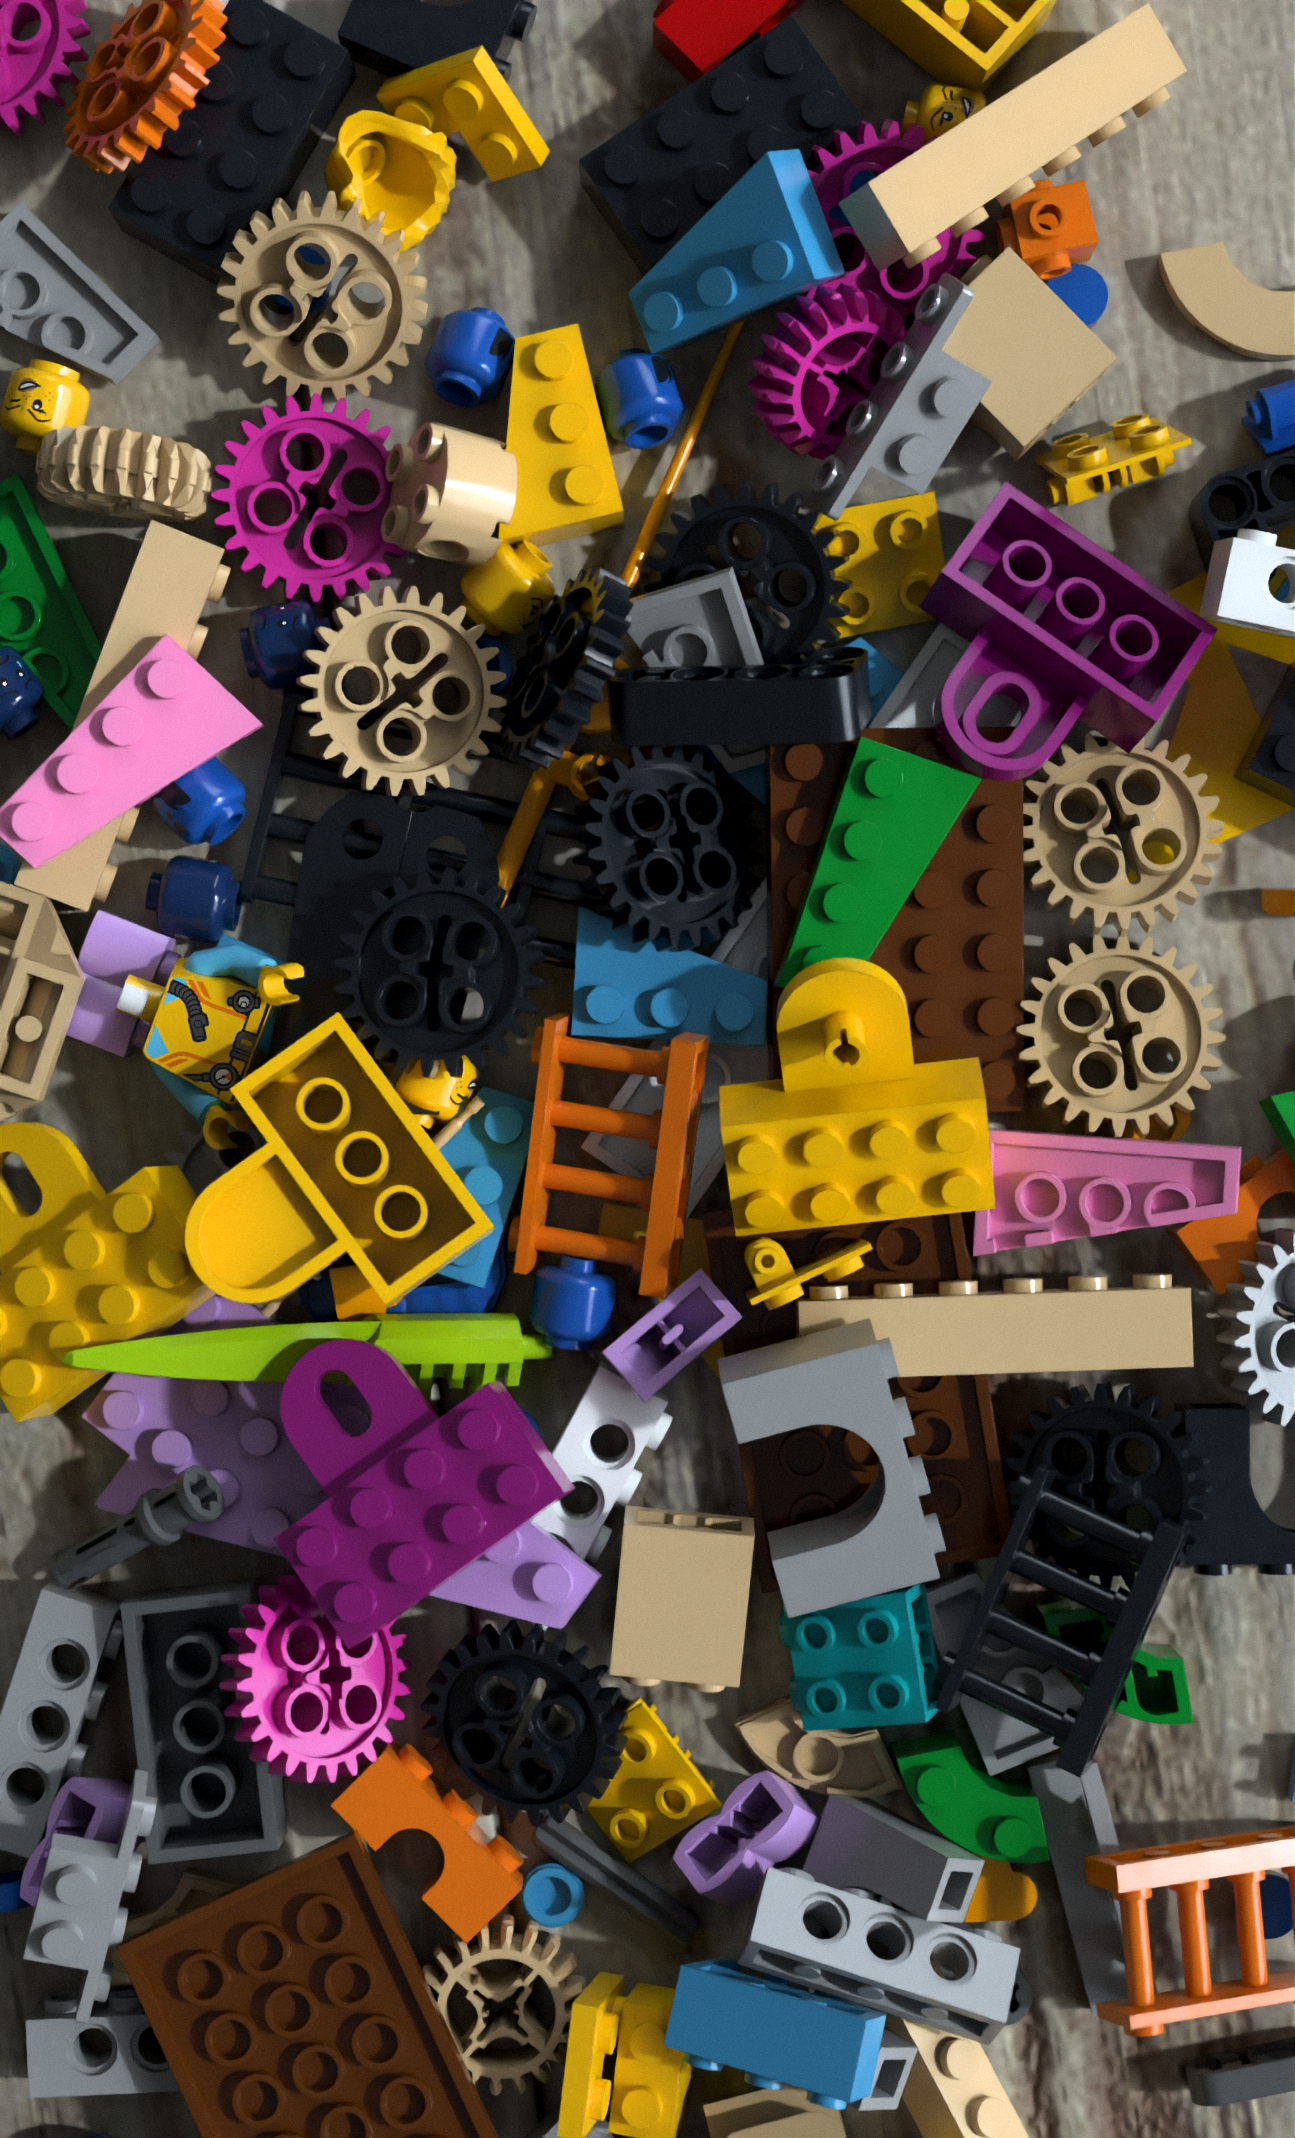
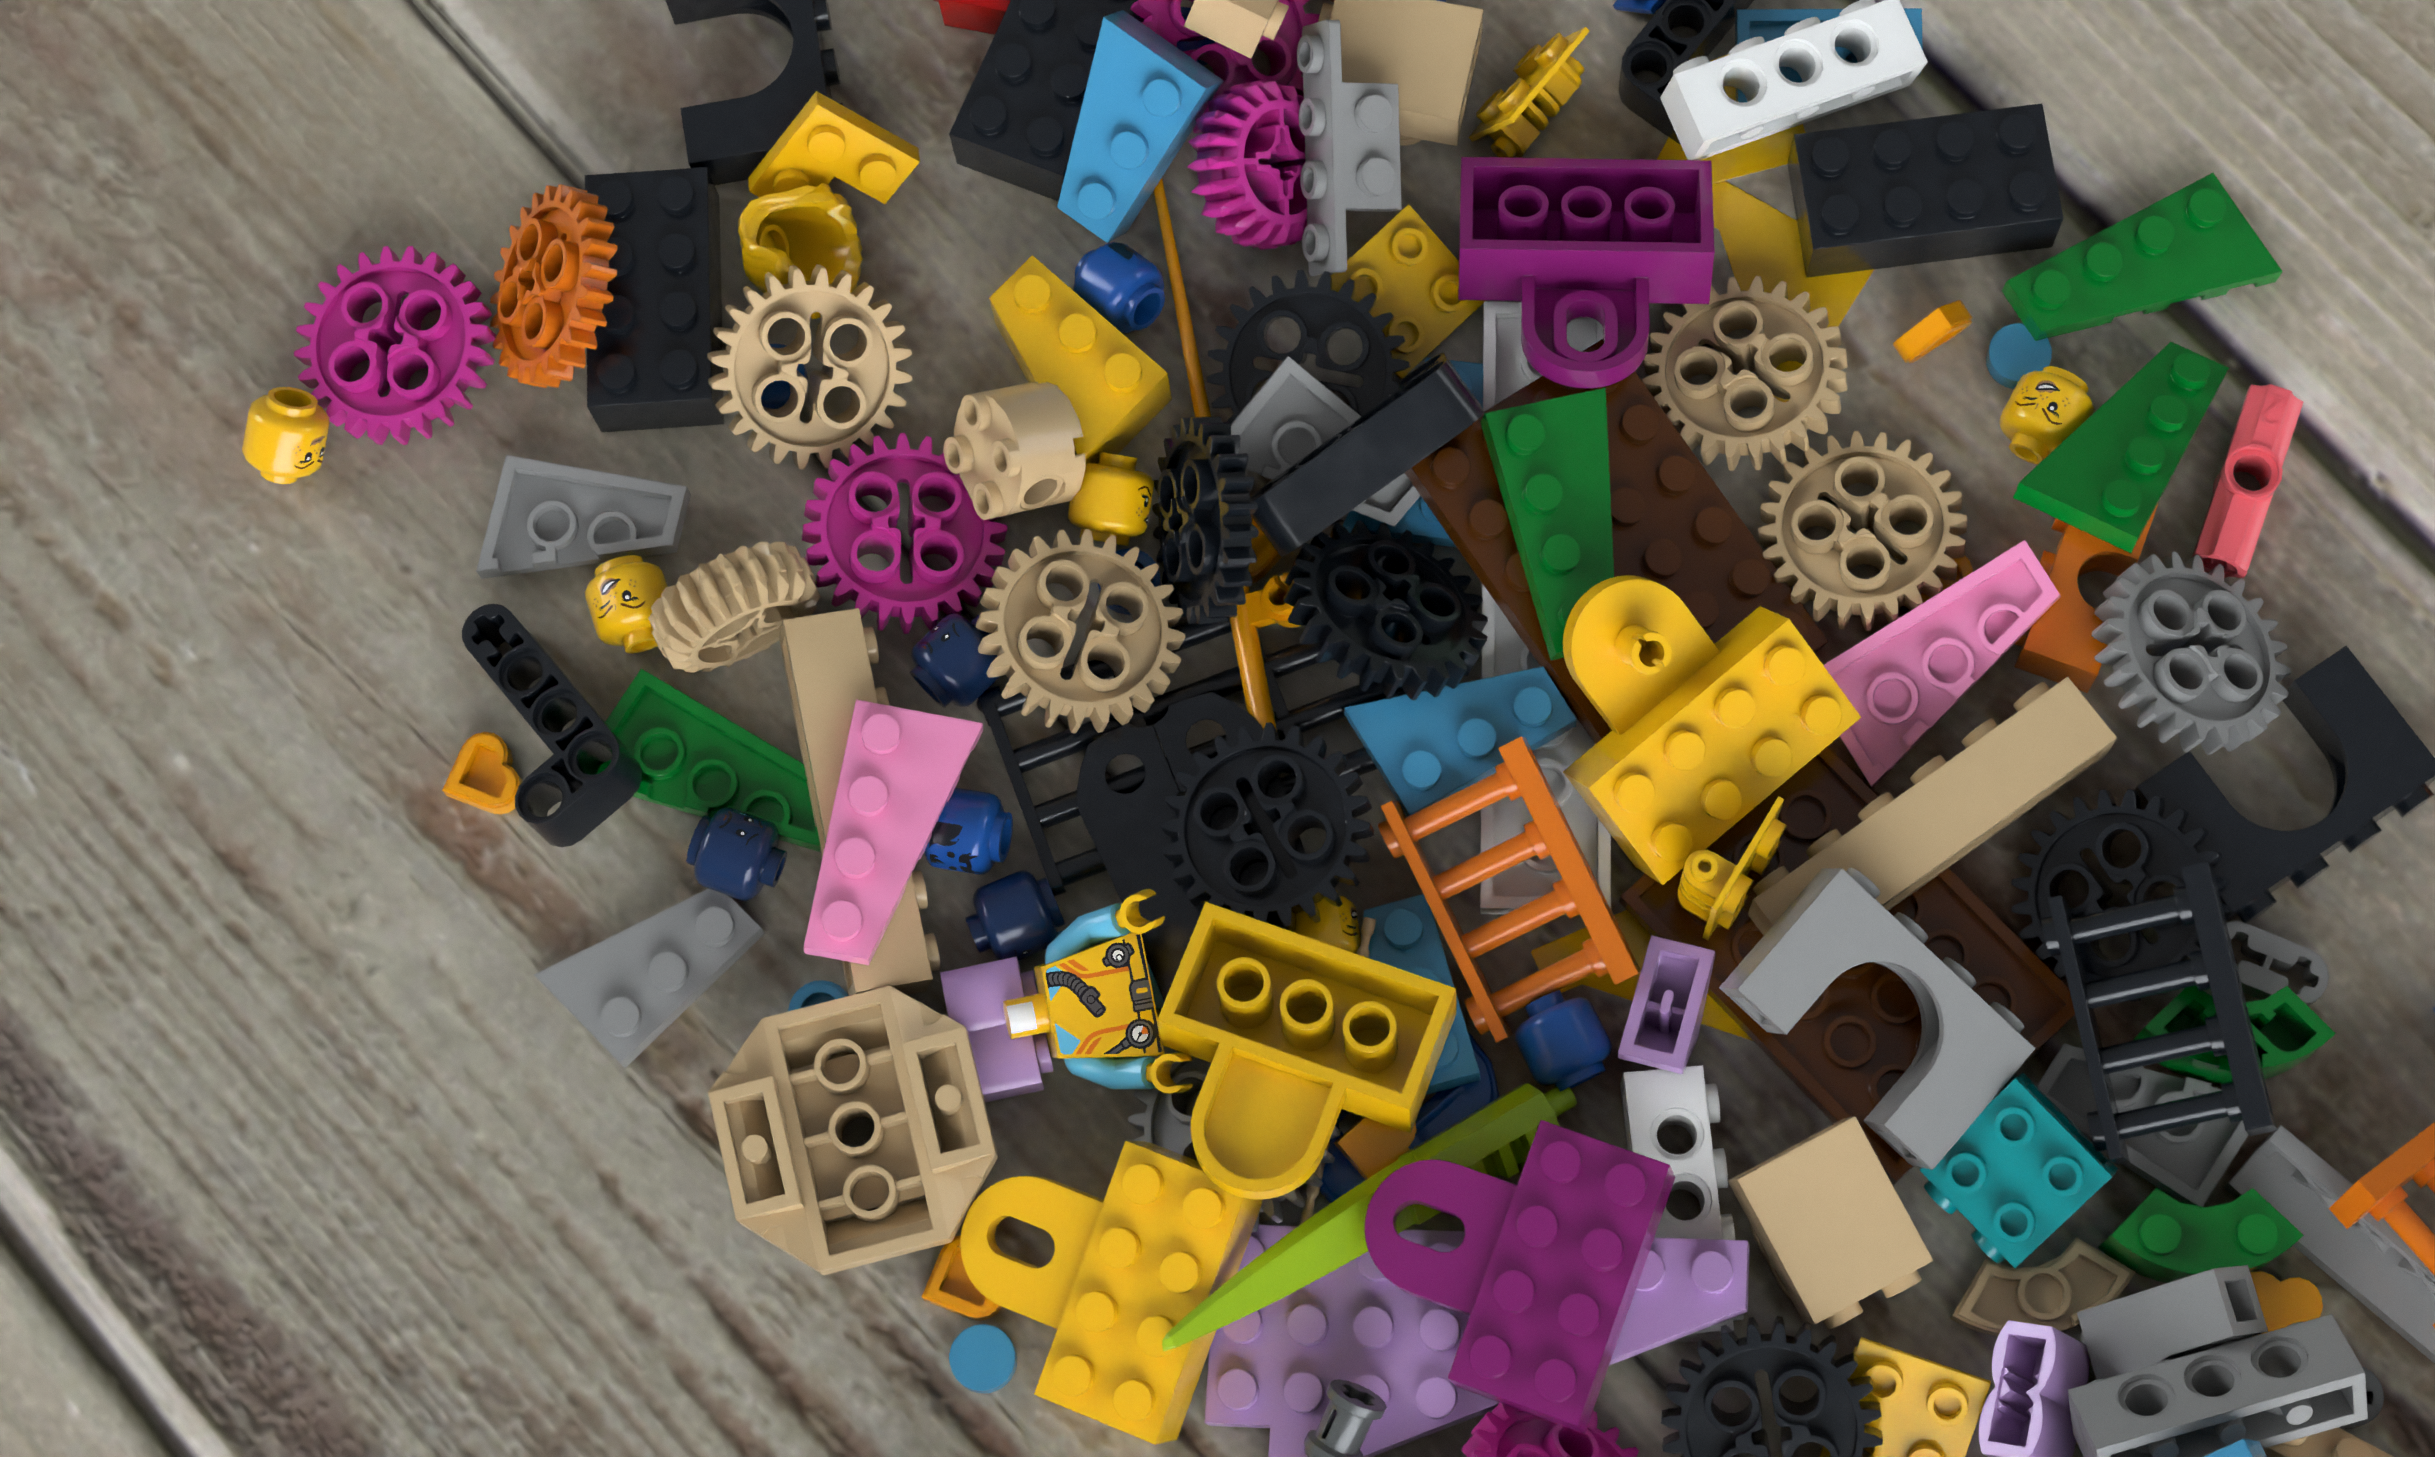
camera: 25 degrees left, 15 degrees down
(470, 357) = (959, 343): blue head -> none
(1202, 1607) = (2281, 955): none -> light grey beam

